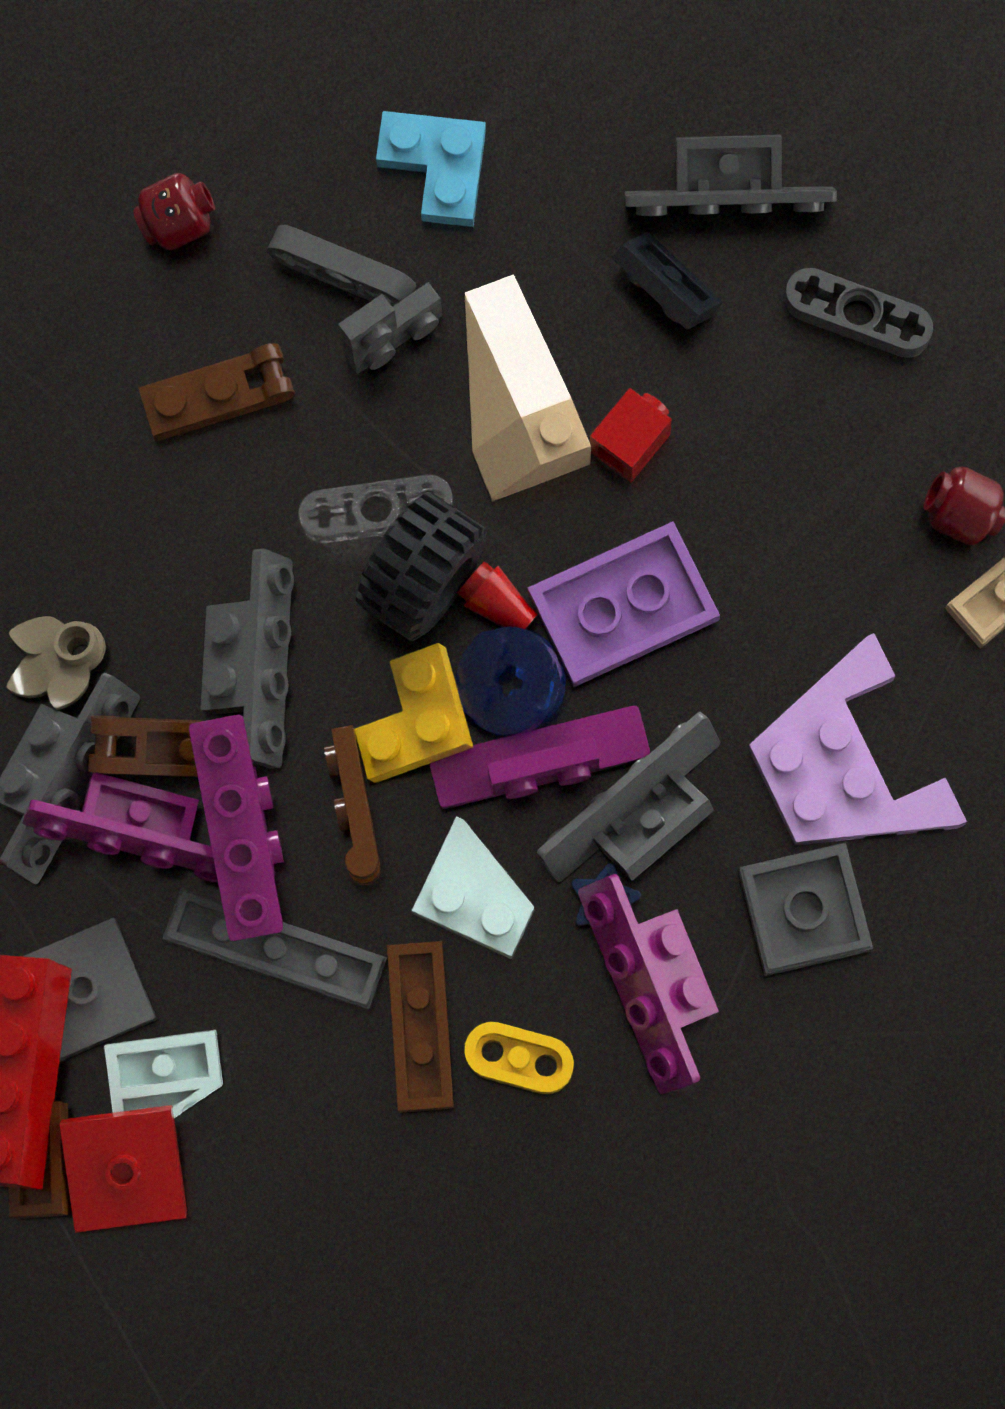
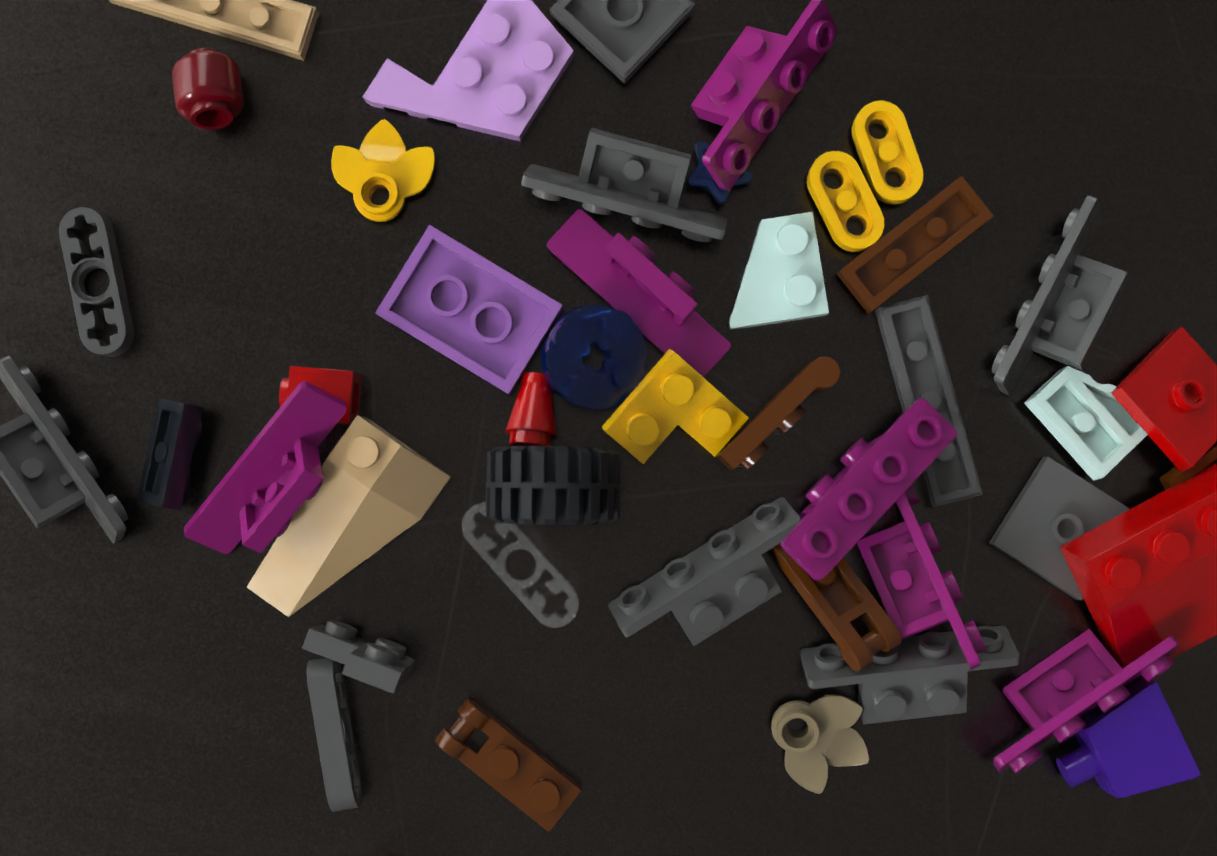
camera: 130 degrees left, 10 degrees up
(275, 1124) = (1069, 306): none -> dark grey bracket
(448, 154) = (174, 716): medium azure plate -> none
(501, 987) = (847, 202): none -> yellow plate
(586, 344) = (270, 476): none -> magenta bracket
(803, 616) = (382, 165): none -> yellow plate

